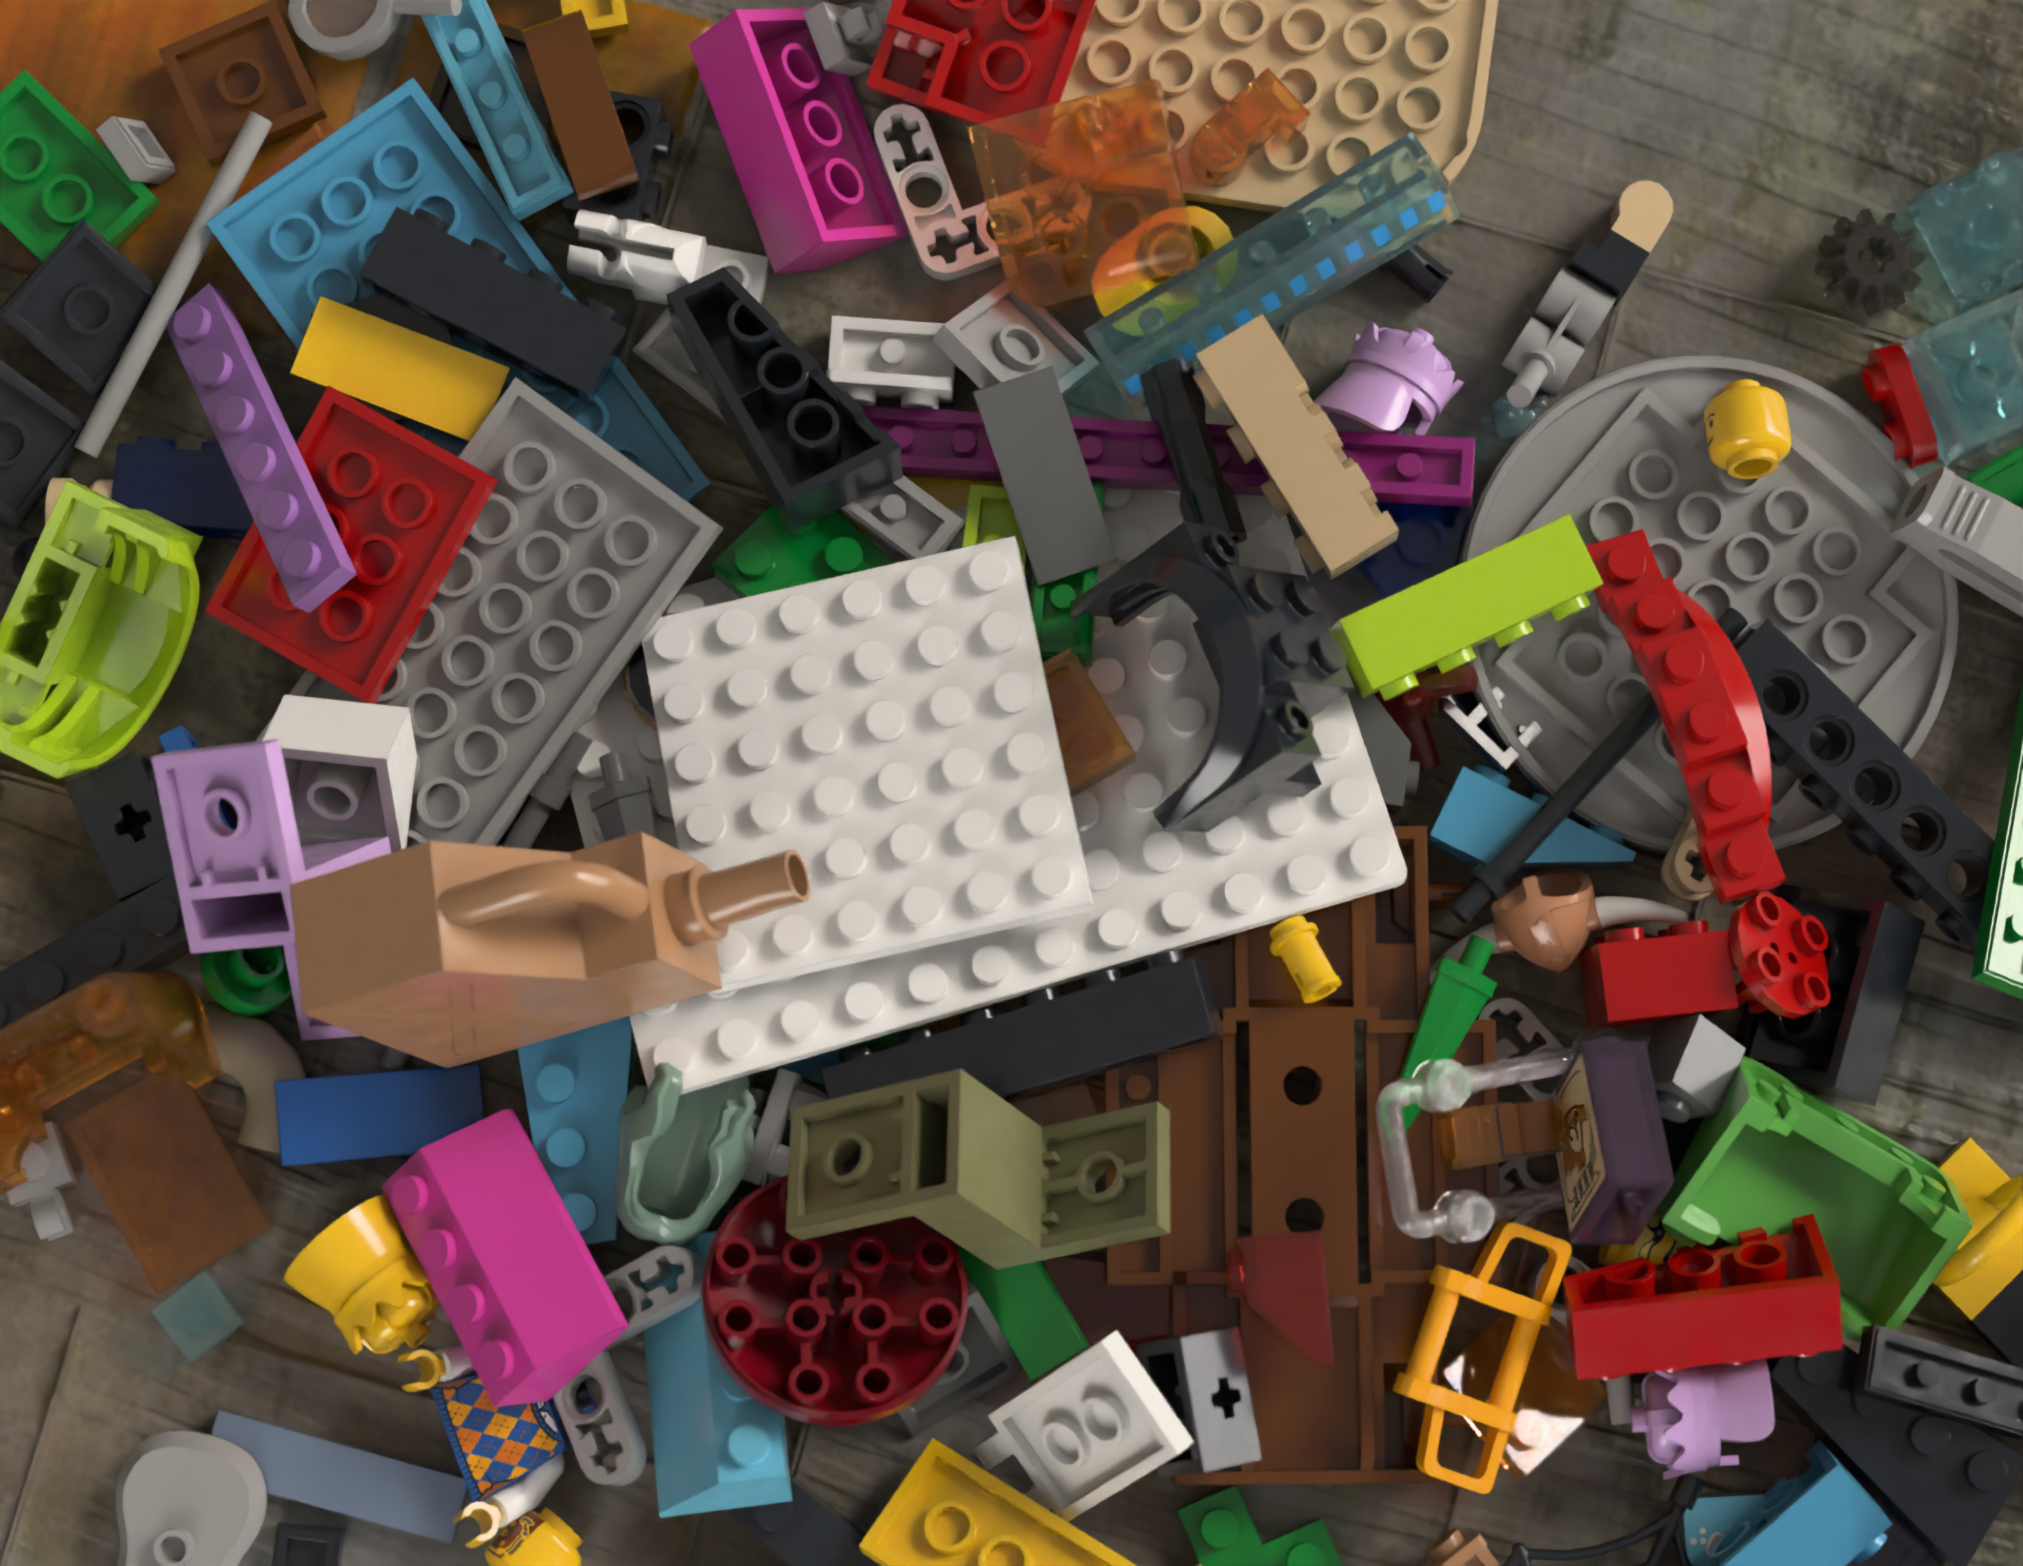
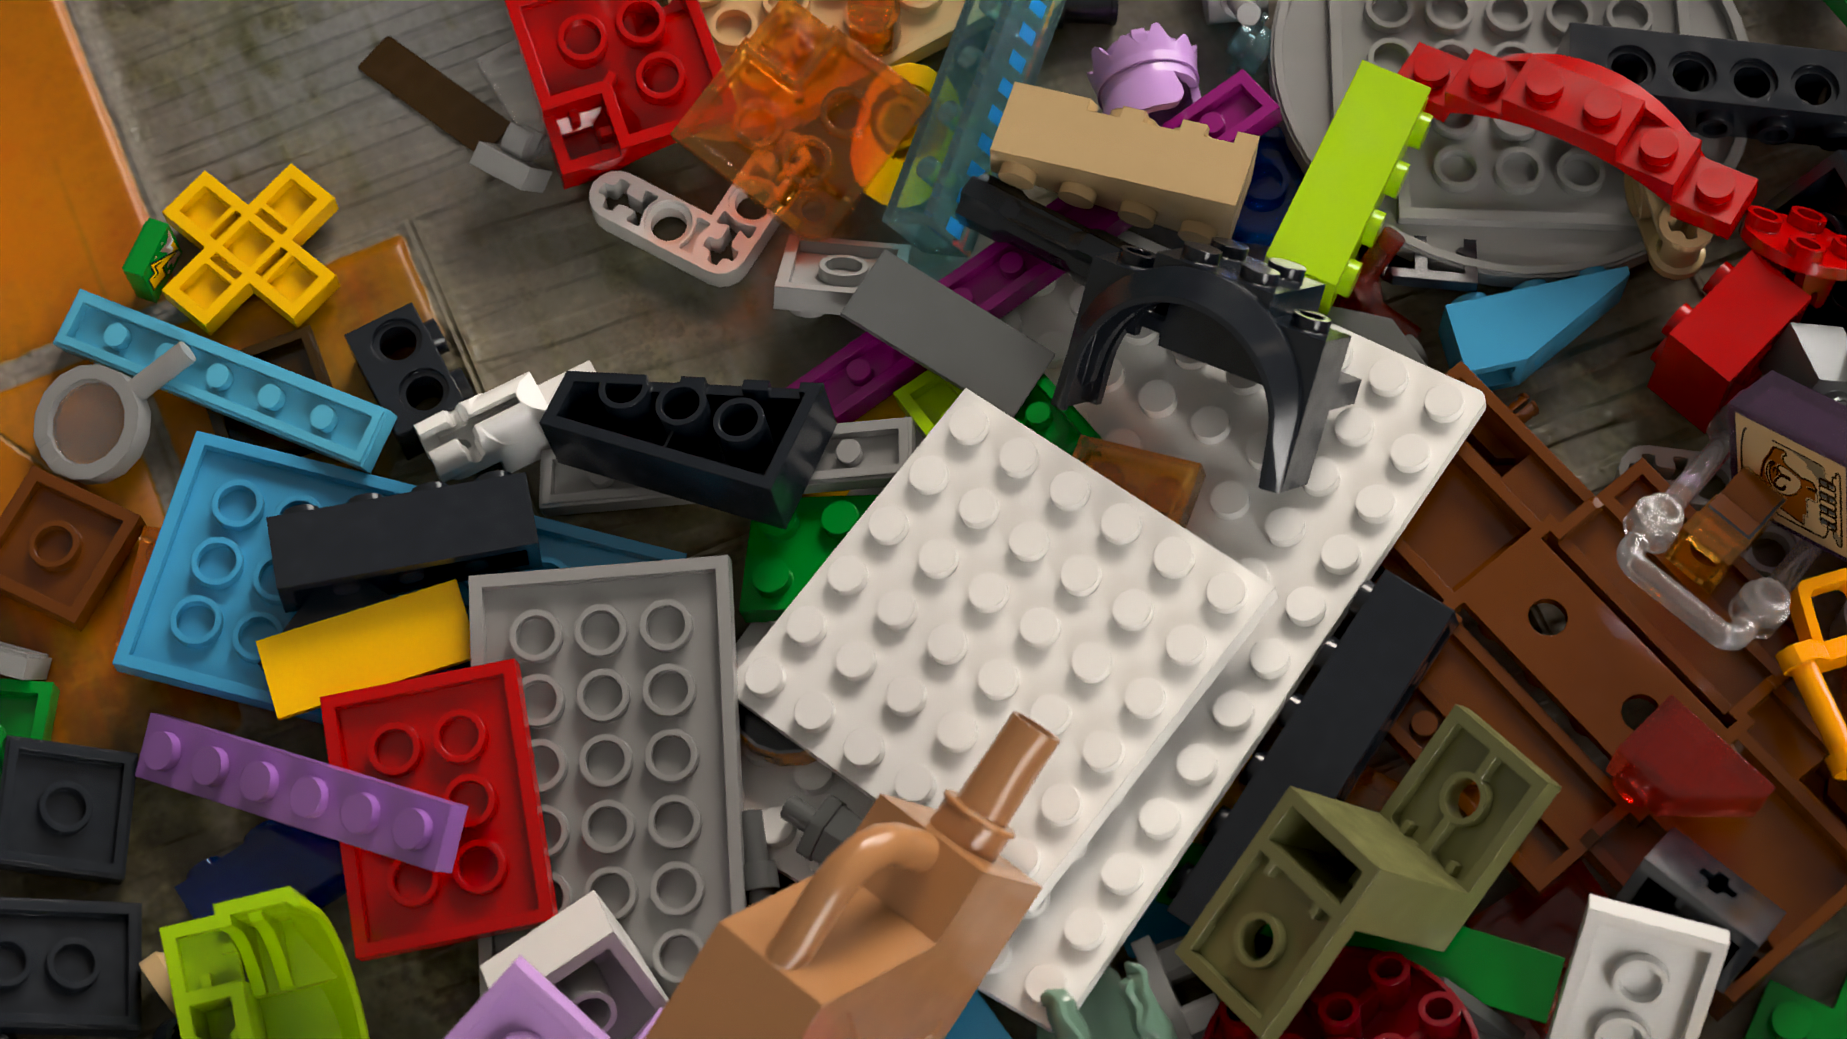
camera: 30 degrees left, 15 degrees down
(172, 286) = (122, 741): light grey piece -> none
(580, 105) = (351, 345): reddish brown beam -> none
(796, 141) = (538, 261): dark pink slope -> none
(890, 362) = (758, 347): white bracket -> none
(1304, 958) = (1463, 518): yellow pin -> none
(1449, 1010) = (1603, 471): green bar -> none
(1489, 880) = (1543, 362): black bar -> none
(1553, 915) = (1610, 364): nougat helmet -> none

